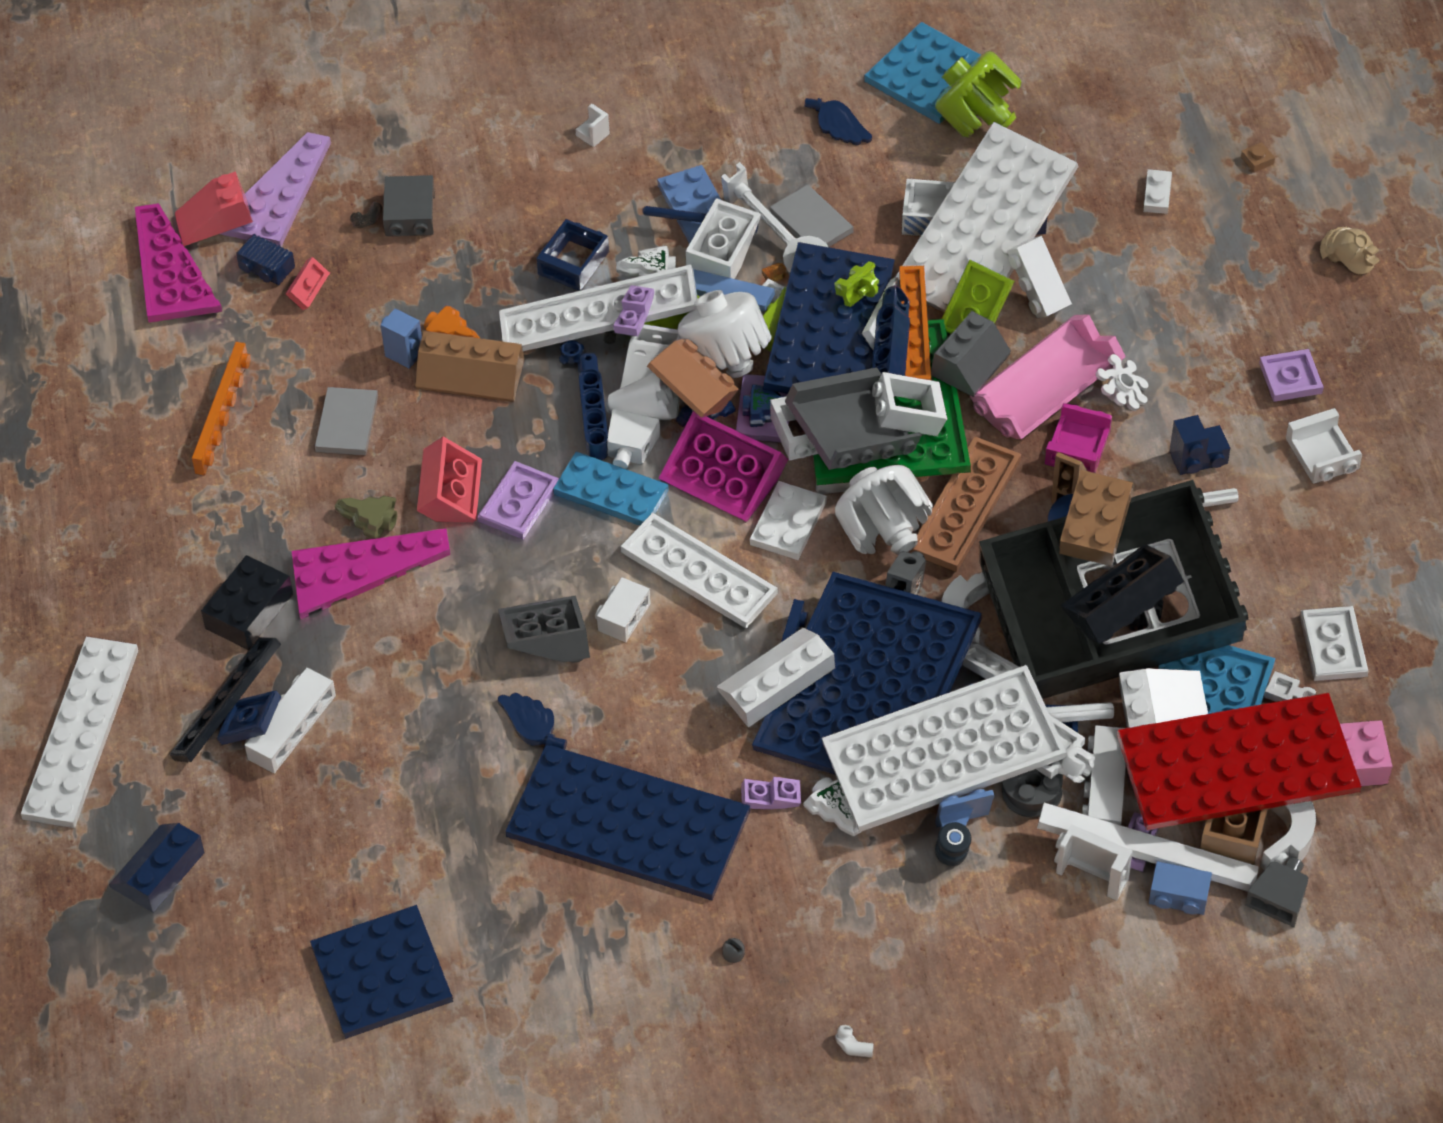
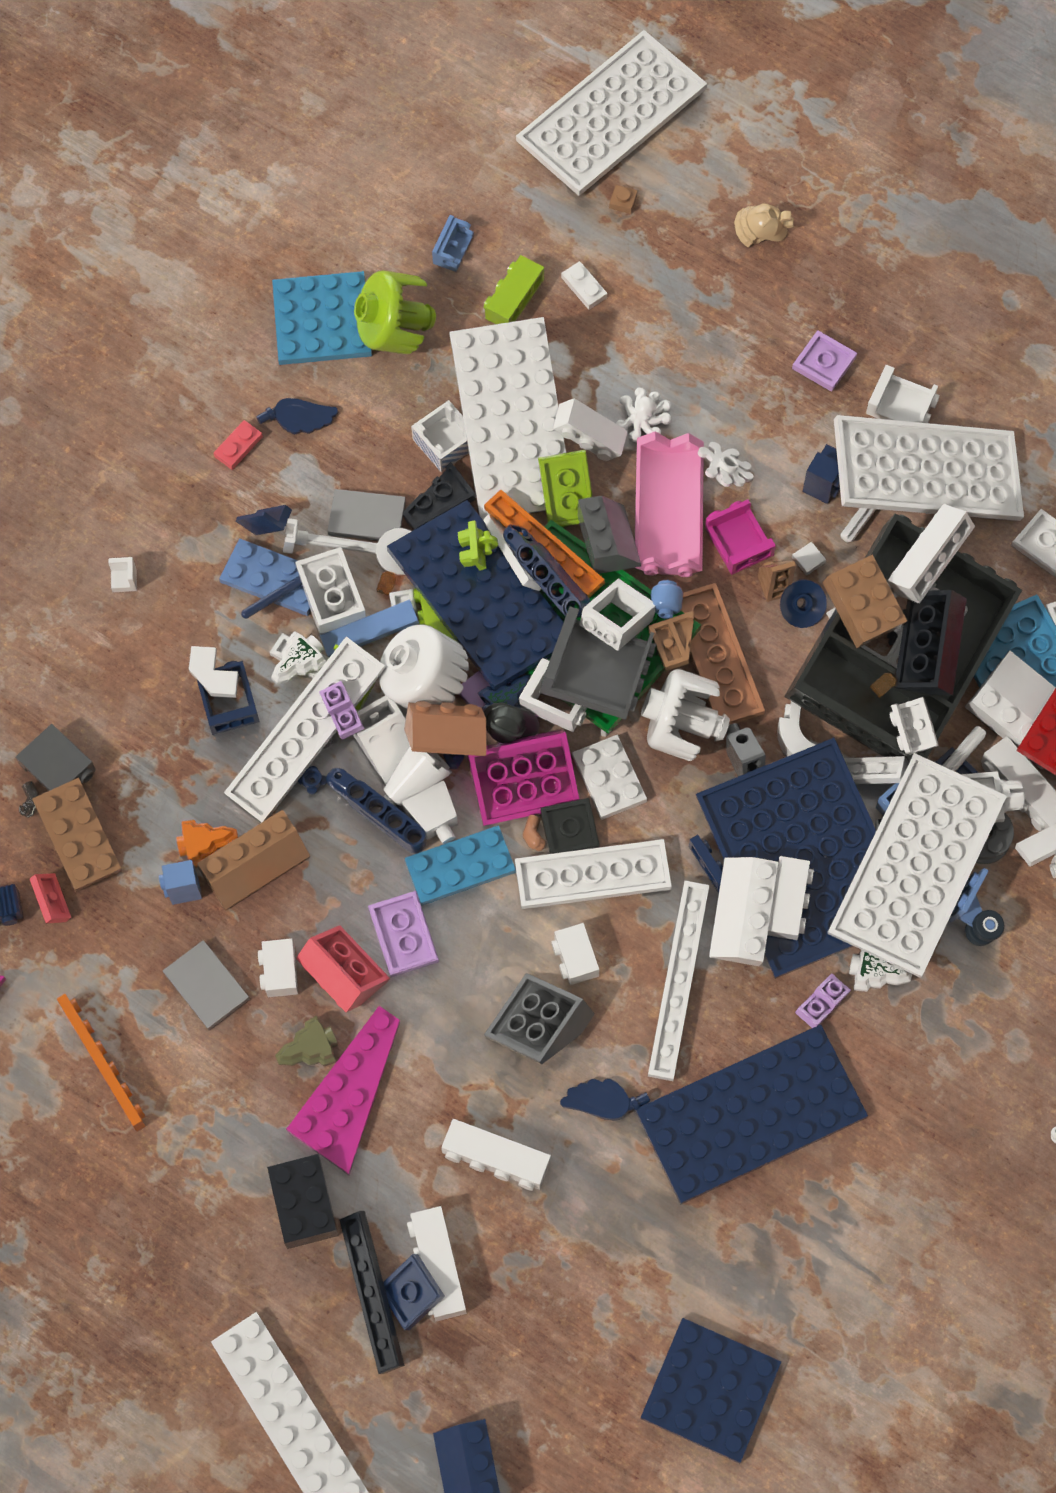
camera: 45 degrees left, 15 degrees up
(367, 254) = (77, 834): none -> medium nougat brick
(405, 448) = (279, 968): none -> white brick
(412, 687) = (496, 1155): none -> white brick
(571, 230) = (203, 669): none -> white tile
(676, 689) = (678, 981): none -> white plate
(686, 508) = (531, 835): none -> nougat arm
(720, 526) = (570, 826): none -> pearl dark grey tile
(724, 162) = (266, 520): none -> dark blue panel
(730, 953) = (923, 1147): dark grey hinge -> none
(750, 418) = (509, 723): none -> pearl dark grey piece
(772, 108) = (238, 445): none -> coral plate
(818, 692) = (790, 898): none -> white brick
(887, 245) = (440, 497): none -> black wing
(935, 455) = (673, 640): none -> medium nougat wing
(960, 424) = (667, 598): none -> medium blue head
(1043, 642) = (913, 726): none -> white bracket
(1053, 595) = (883, 684): none -> clear orange piece
(1084, 91) = (452, 243): none -> medium blue hinge
(1099, 154) = (514, 291): none -> lime brick
(1103, 305) = (644, 413): none -> white animal
(1187, 524) = (931, 553): none -> white brick
(1282, 499) = (927, 466): none -> white plate
(1317, 93) = (611, 112): none -> white plate

